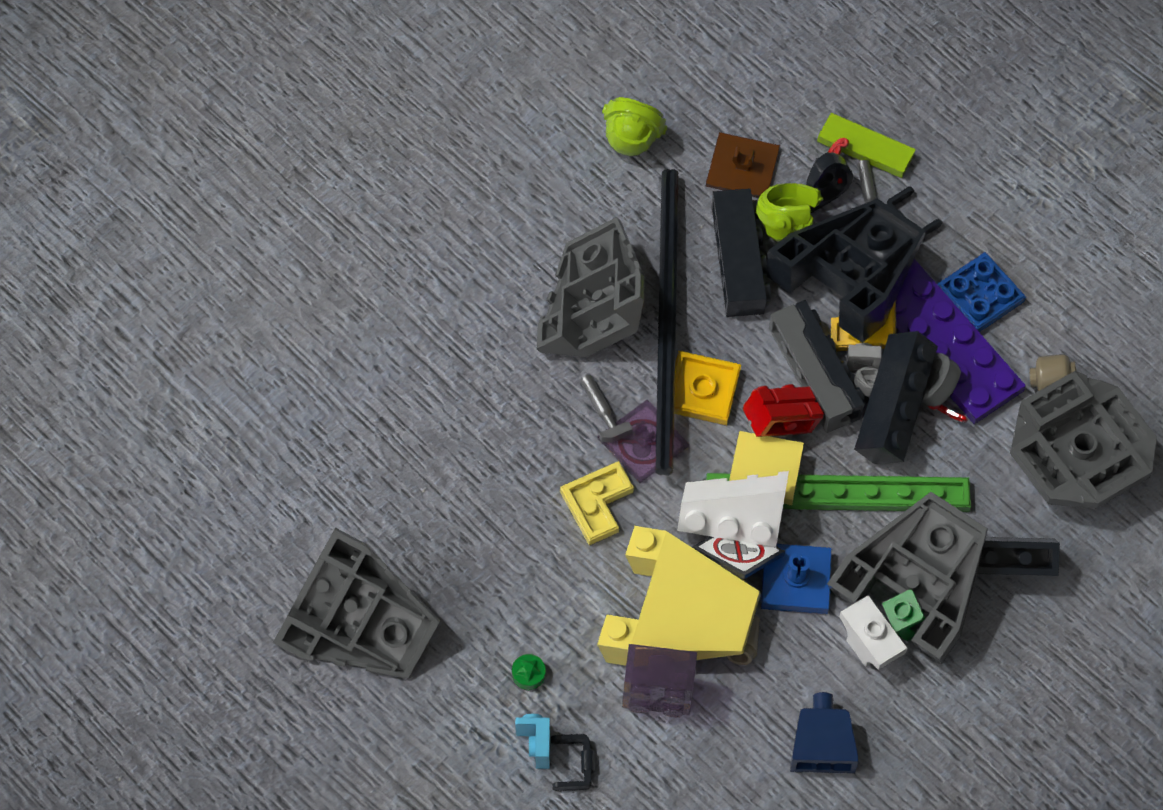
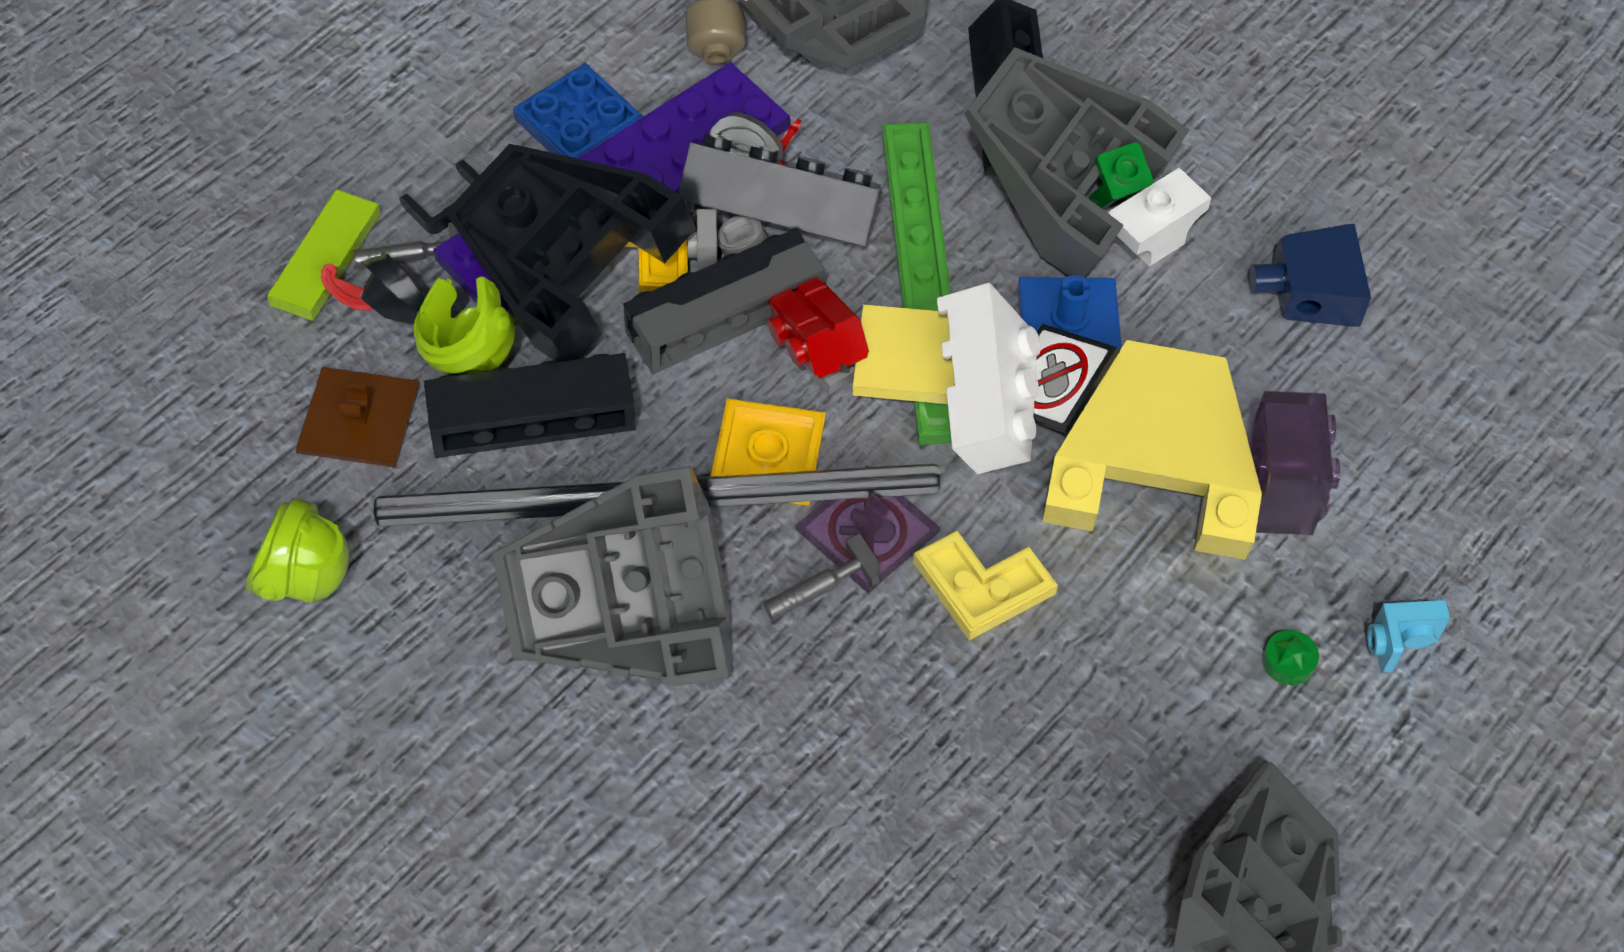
camera: 95 degrees left, 5 degrees down
(587, 762) = (1423, 569): black piece -> none

